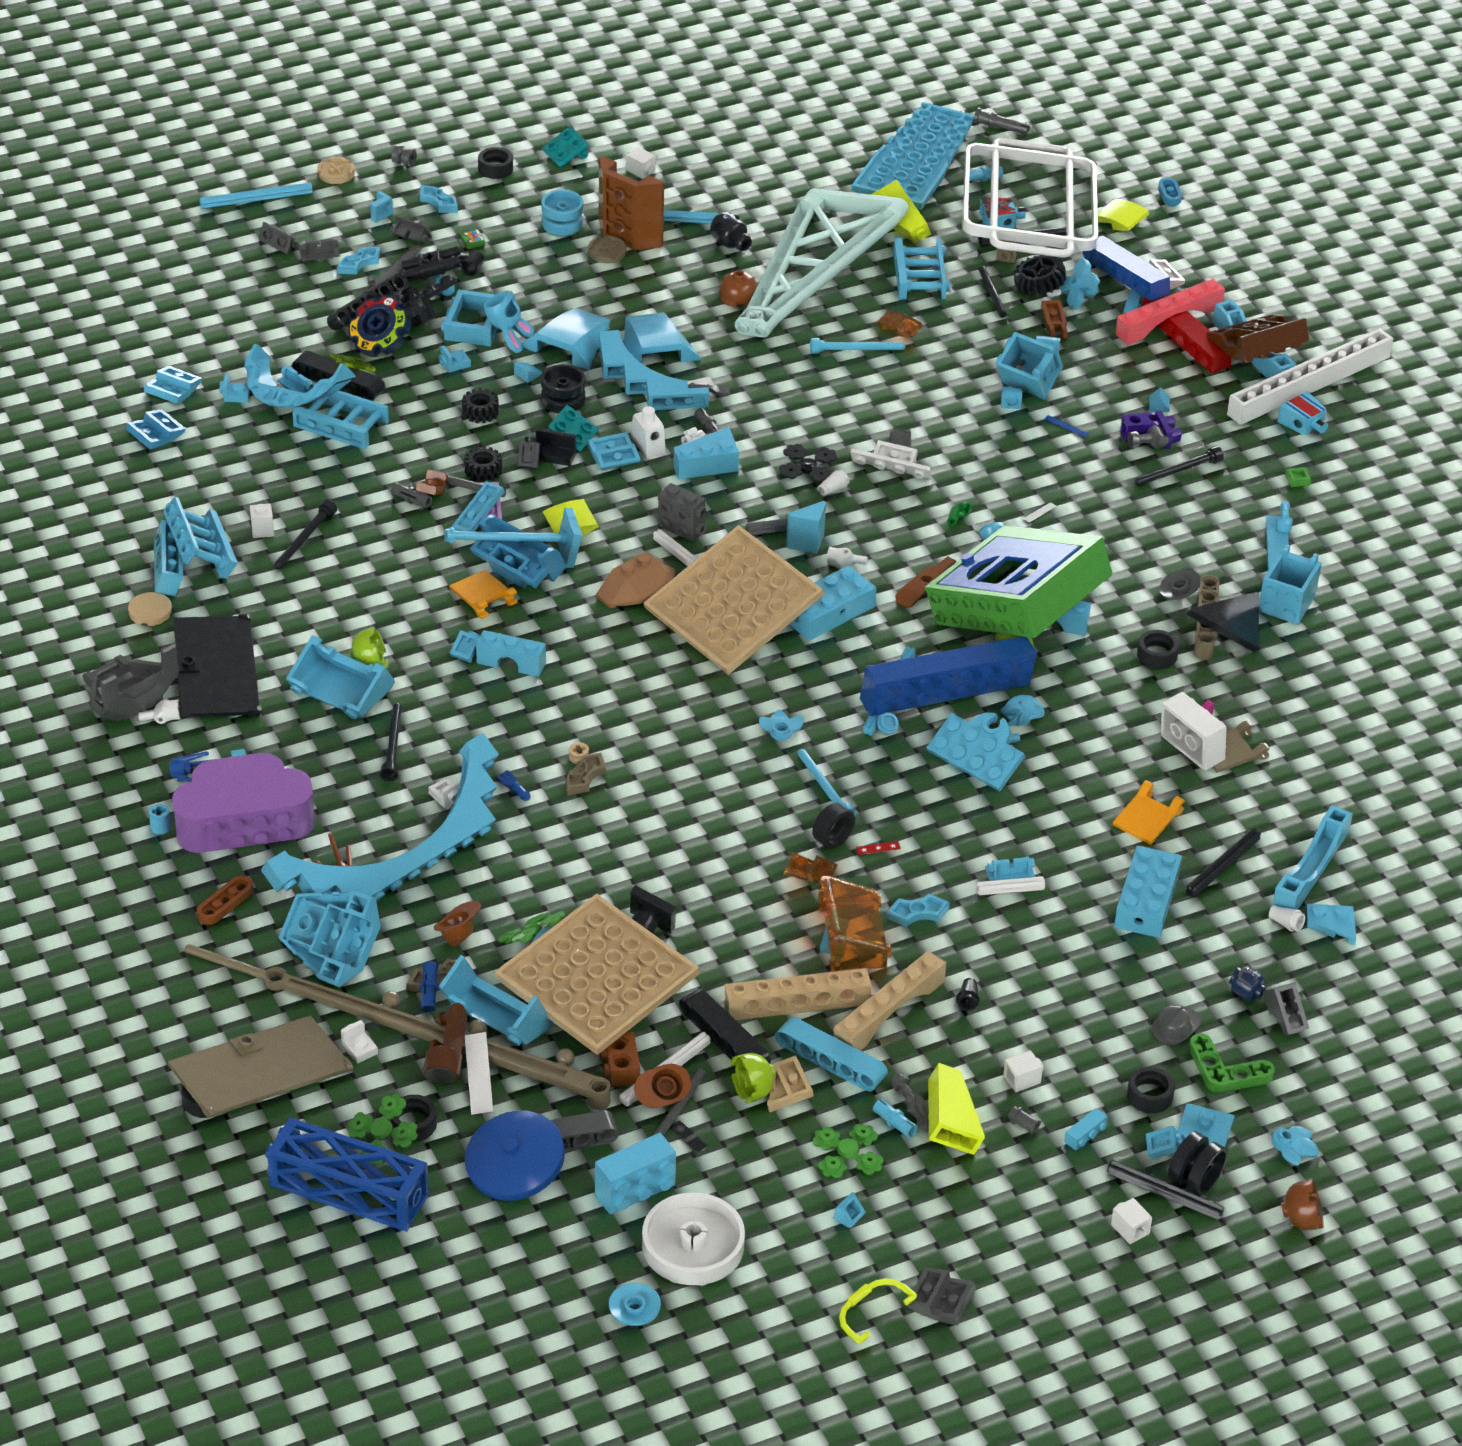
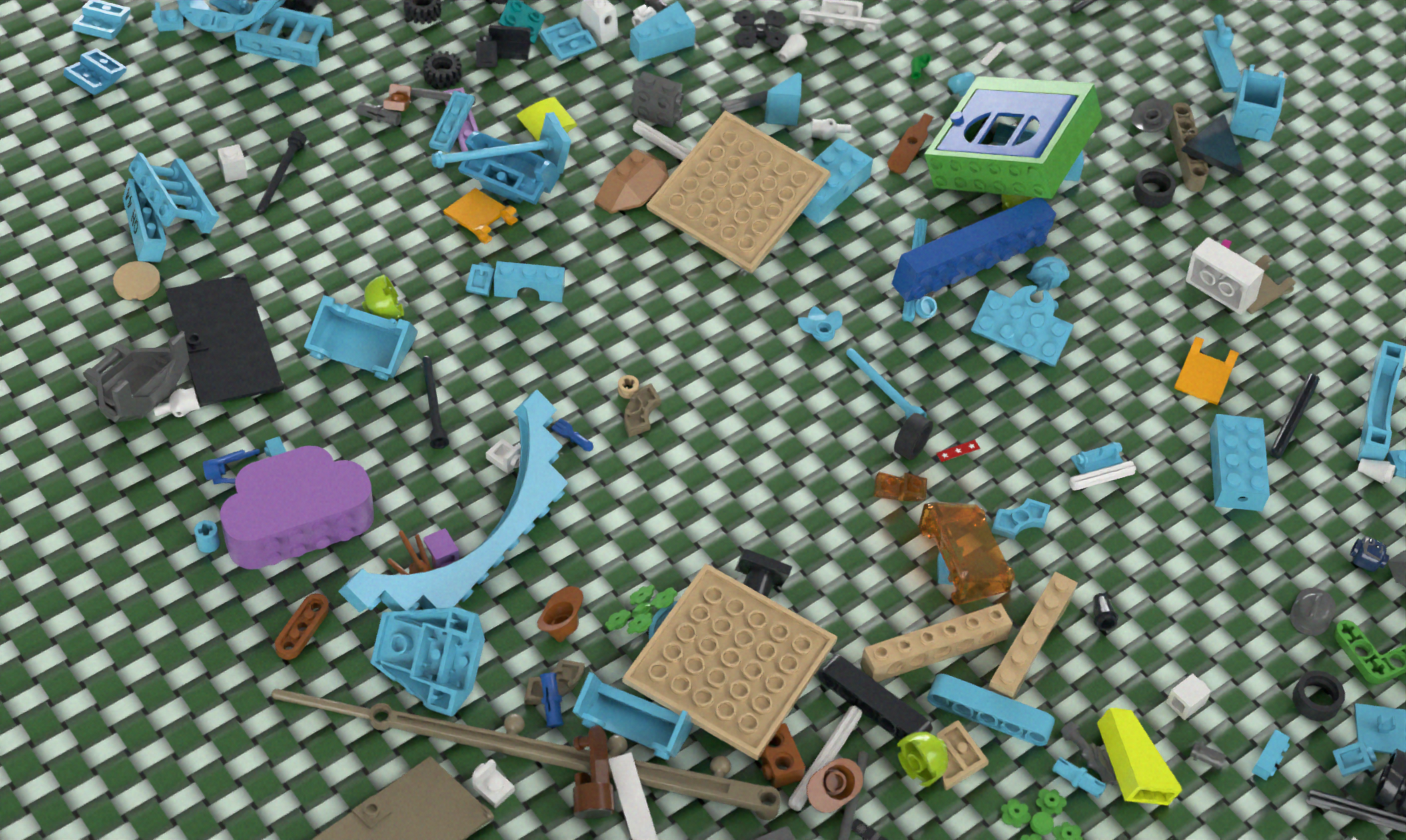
camera: 15 degrees left, 10 degrees up
(364, 852) = (441, 548): none -> medium lavender panel

